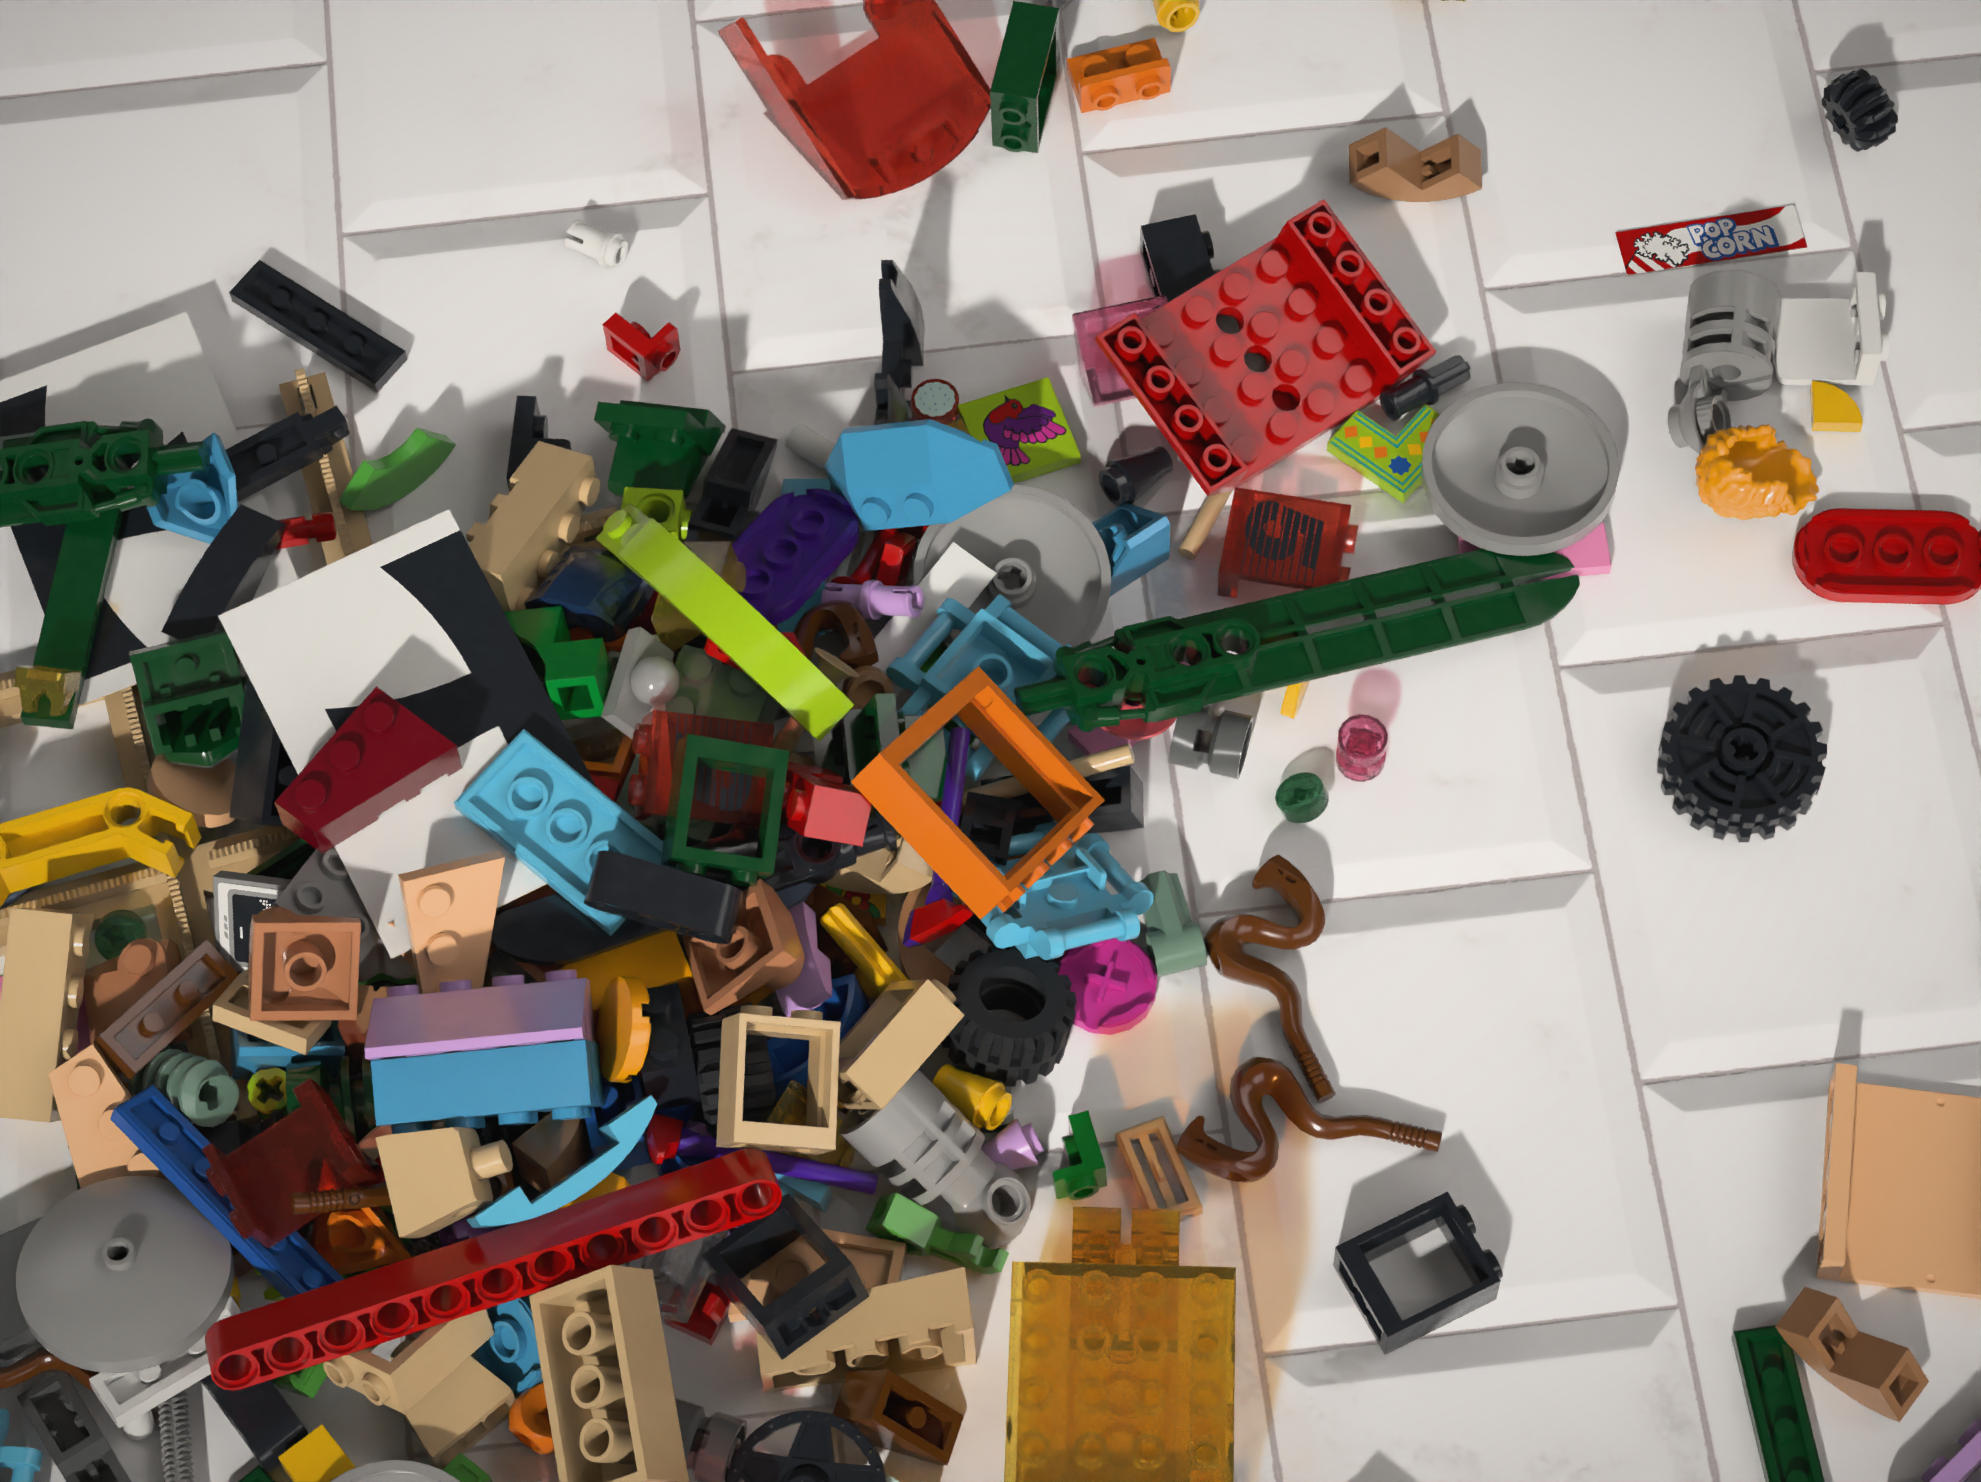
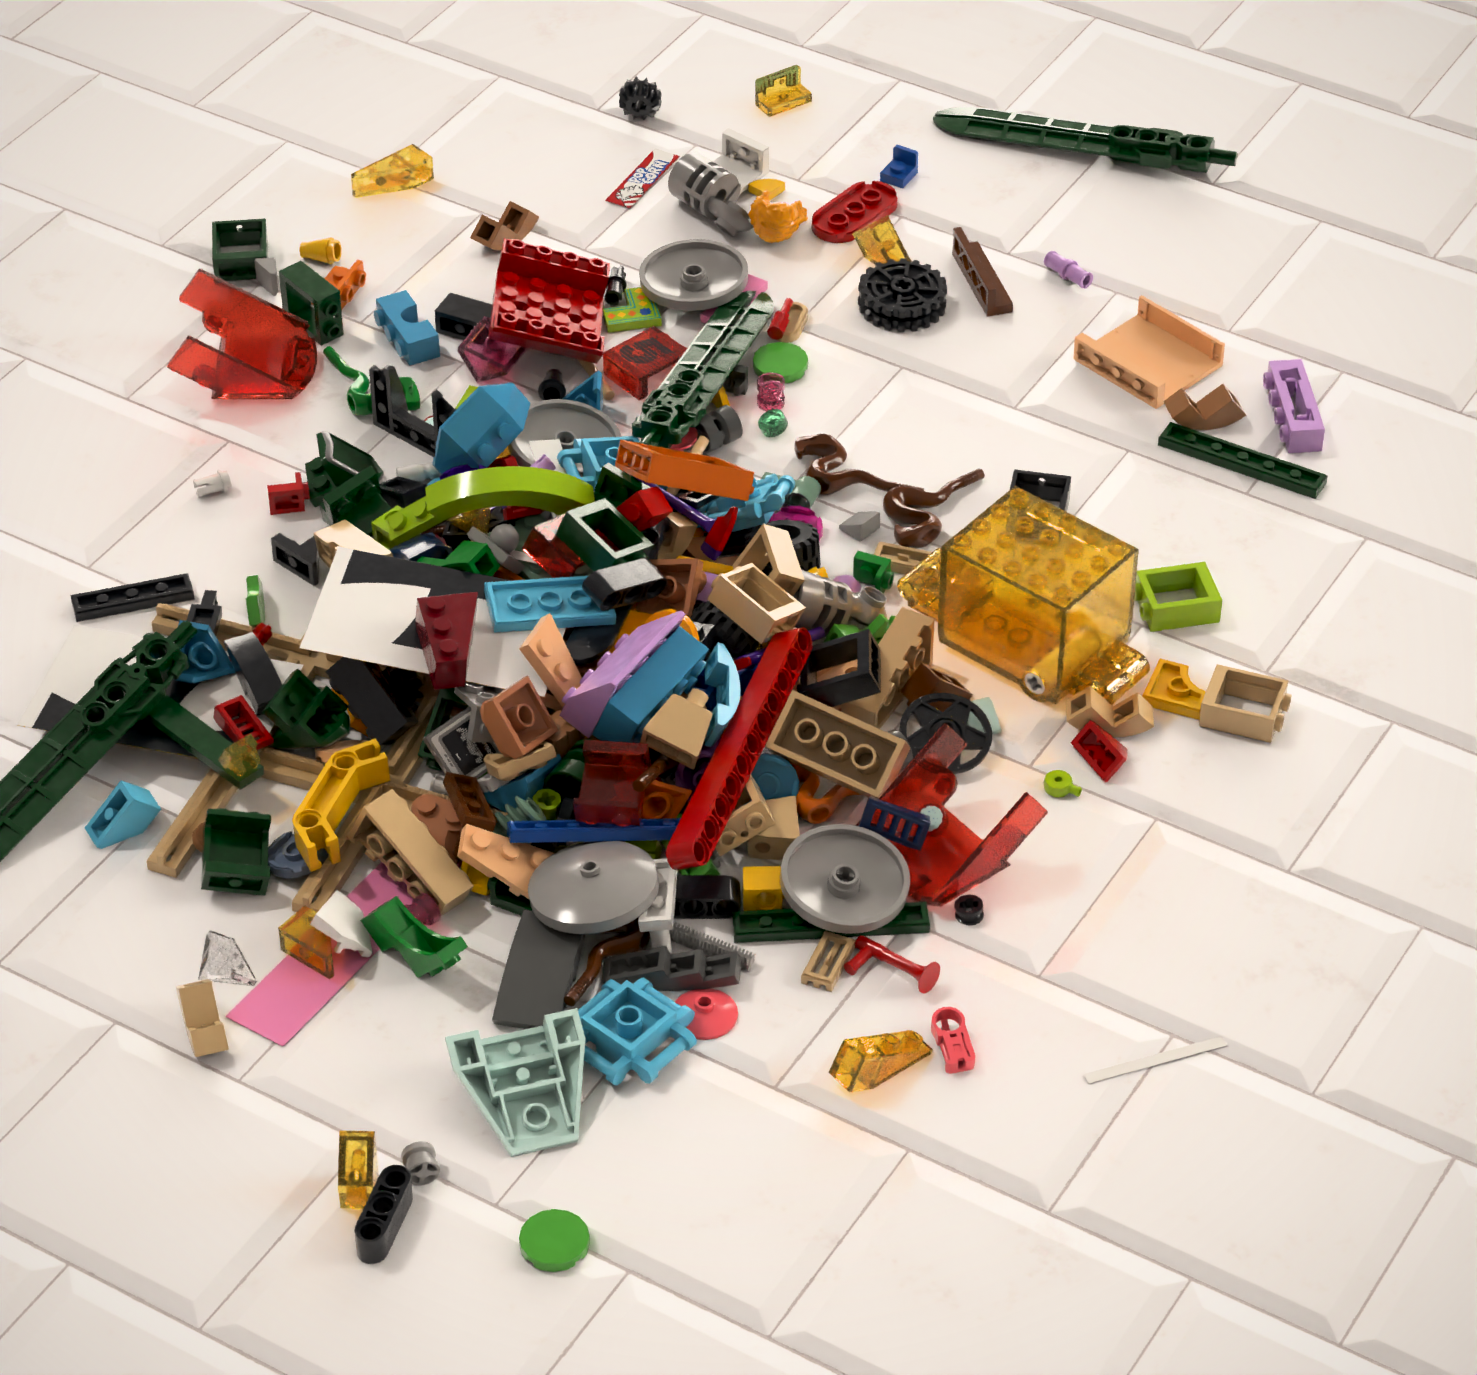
camera: 55 degrees left, 20 degrees down
(126, 603) = (239, 707): none -> red slope
(731, 368) = (335, 466): none -> dark green piece
(917, 260) = (357, 399): none -> green animal
(1109, 185) = (399, 319): none -> dark azure arch
(1184, 1064) = (861, 524): none -> light grey slope
(1350, 691) = (737, 381): none -> pearl dark grey tile
(1450, 710) = (781, 358): none -> bright green tile
(1527, 647) = (780, 321): none -> red axle
(1555, 657) = (798, 317): none -> tan tile
(1829, 654) = (880, 242): none -> clear yellow slope
(1894, 828) = (980, 275): none -> reddish brown fence

